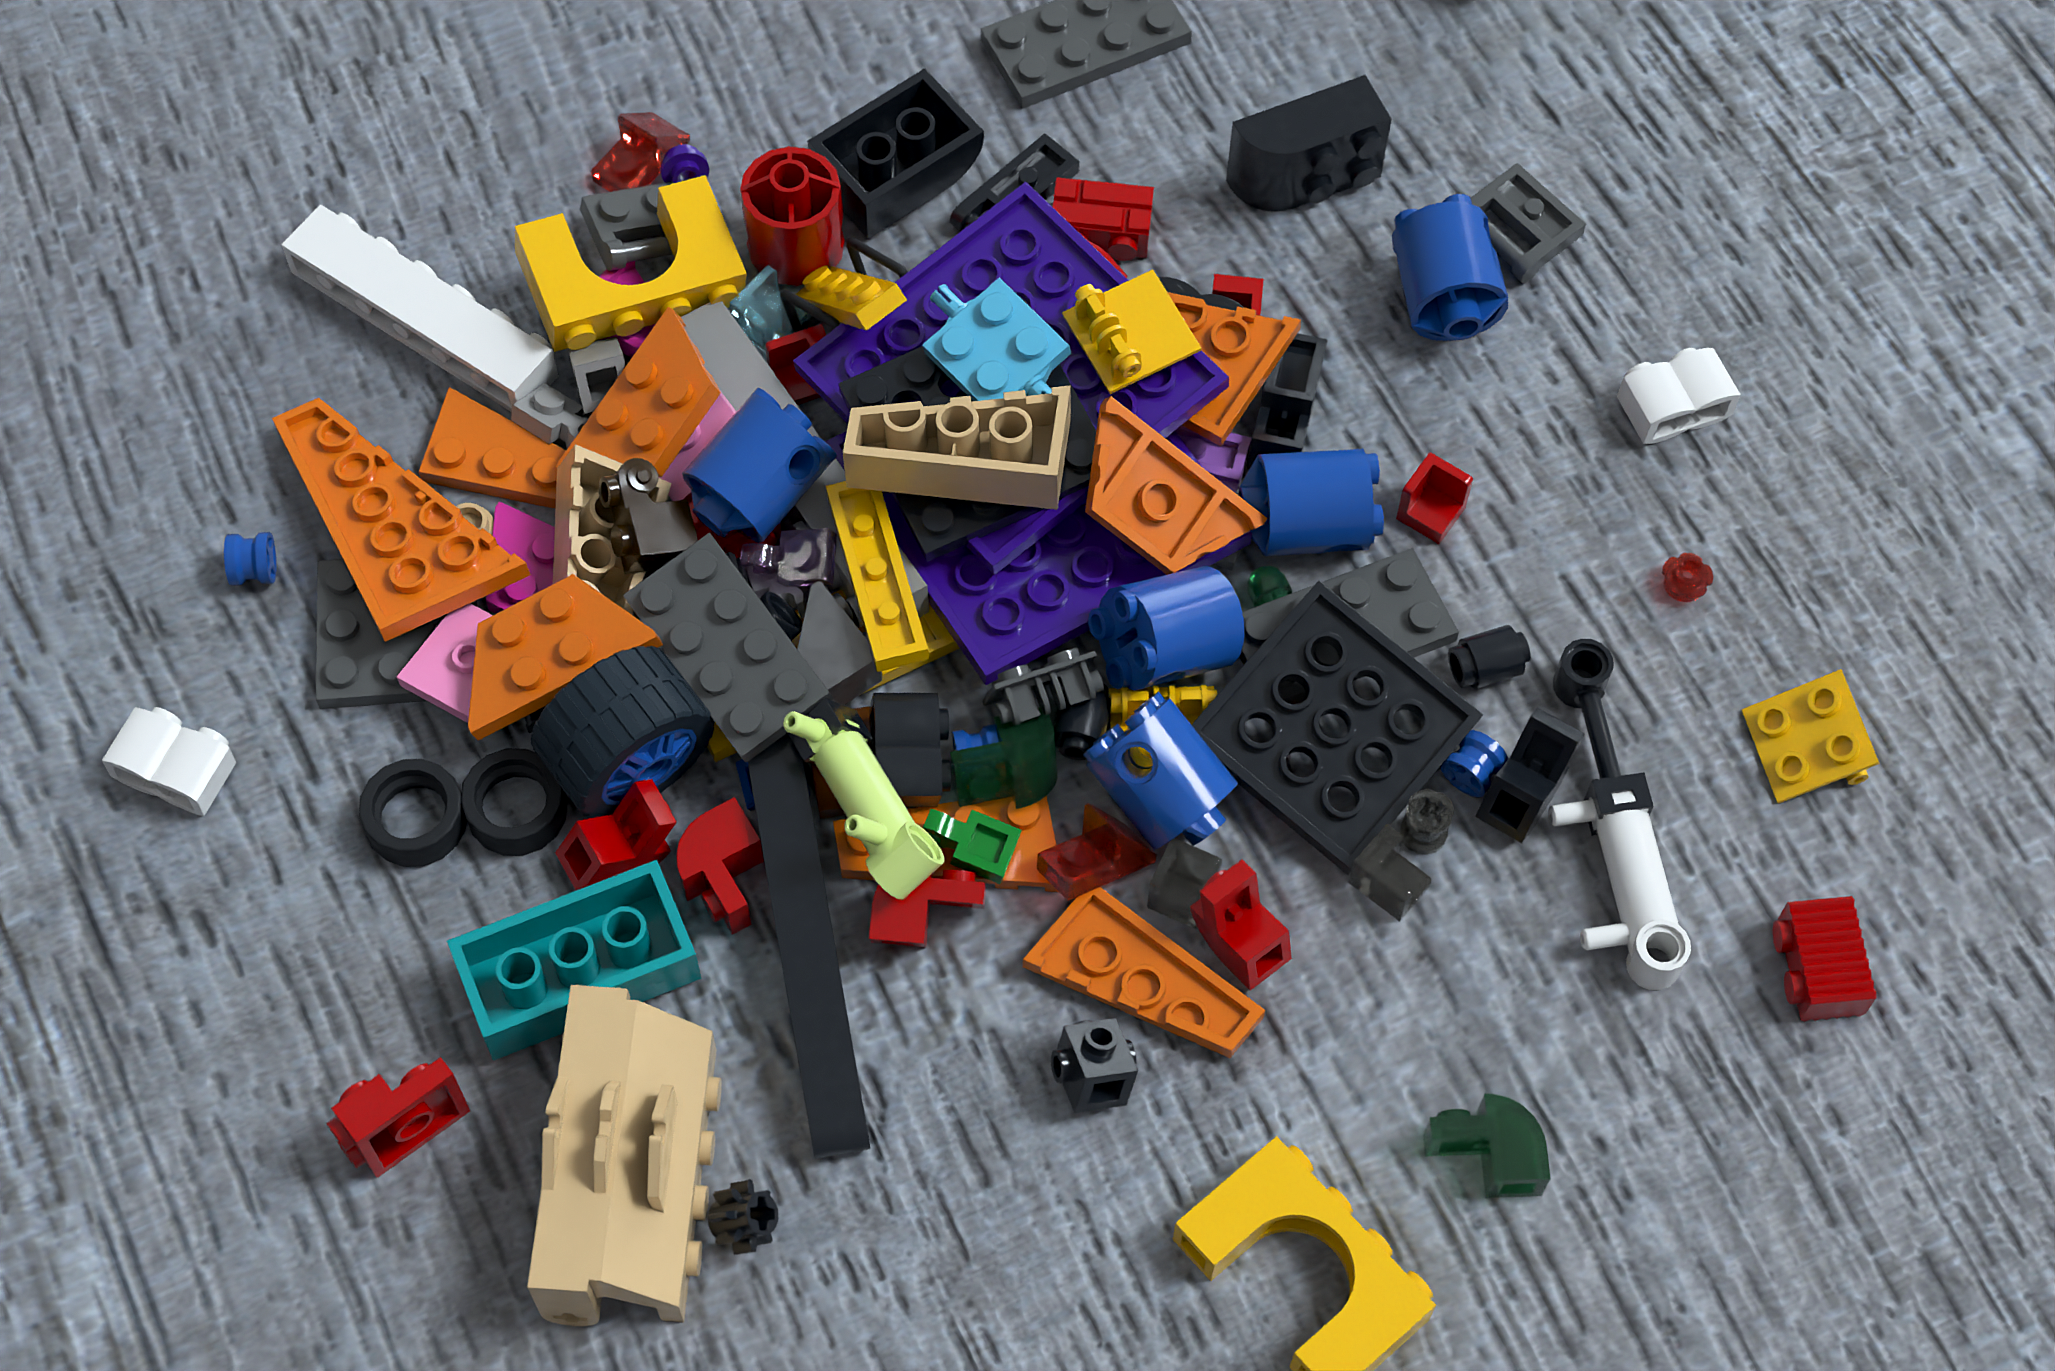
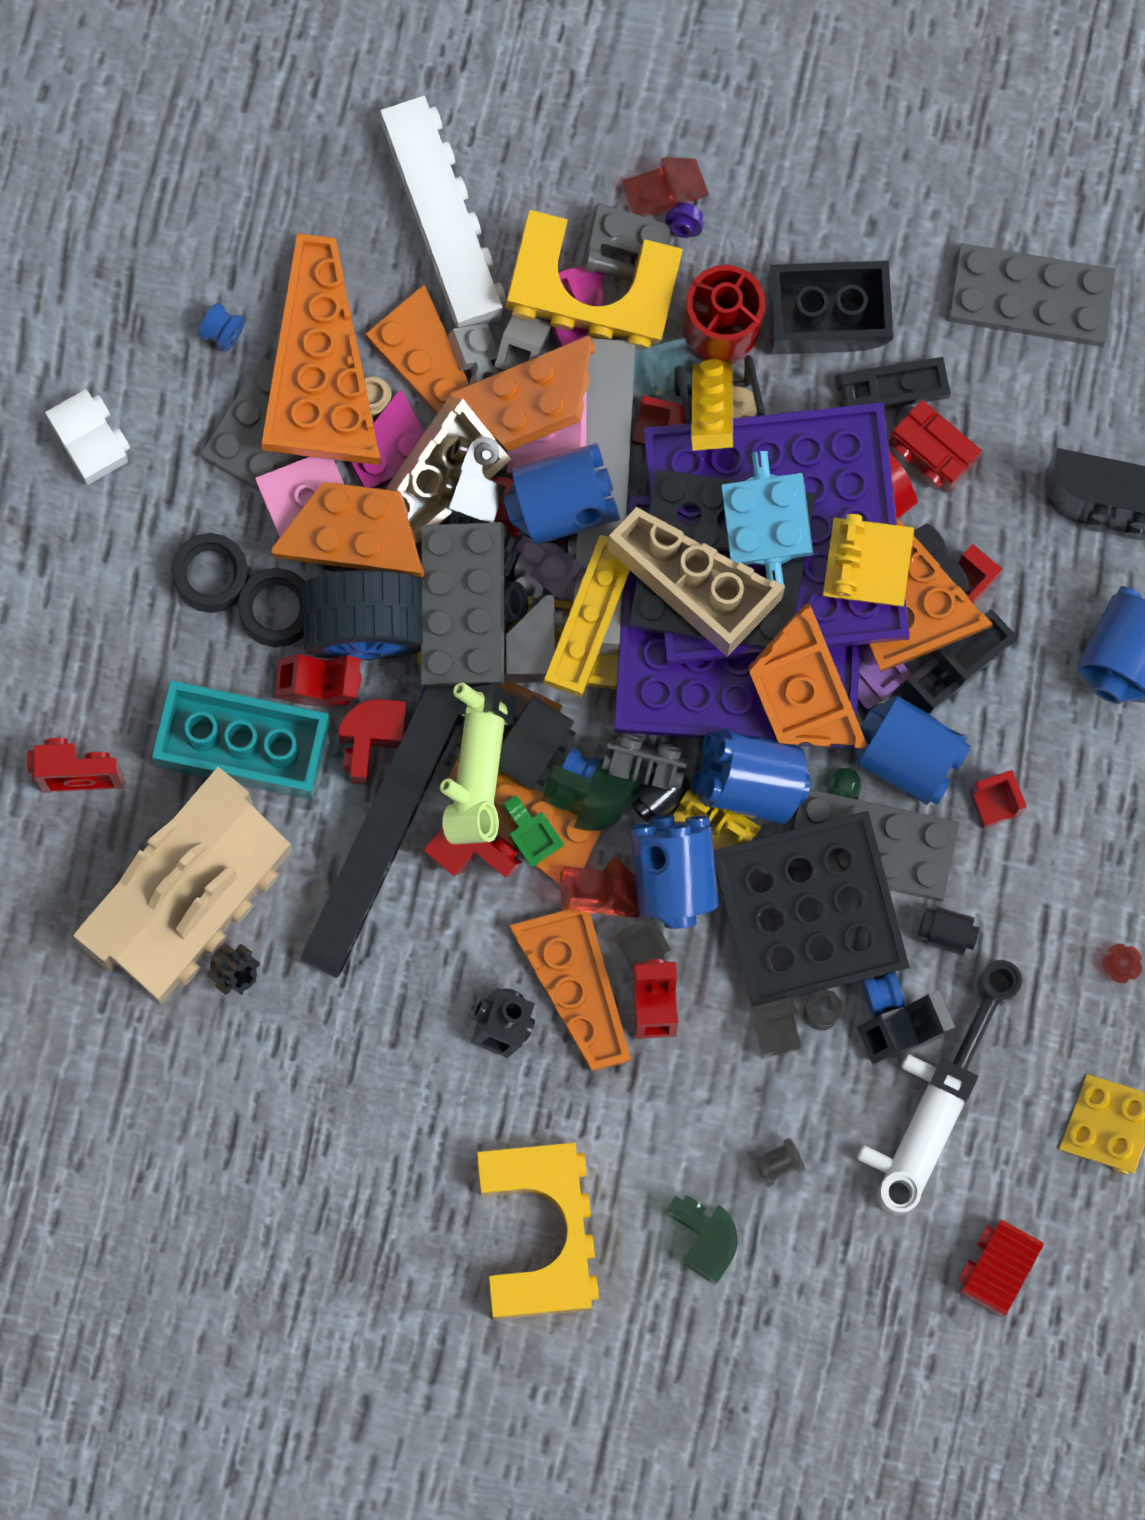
camera: 30 degrees right, 15 degrees up
(1507, 1011) = (778, 1162): none -> clear smoke bush

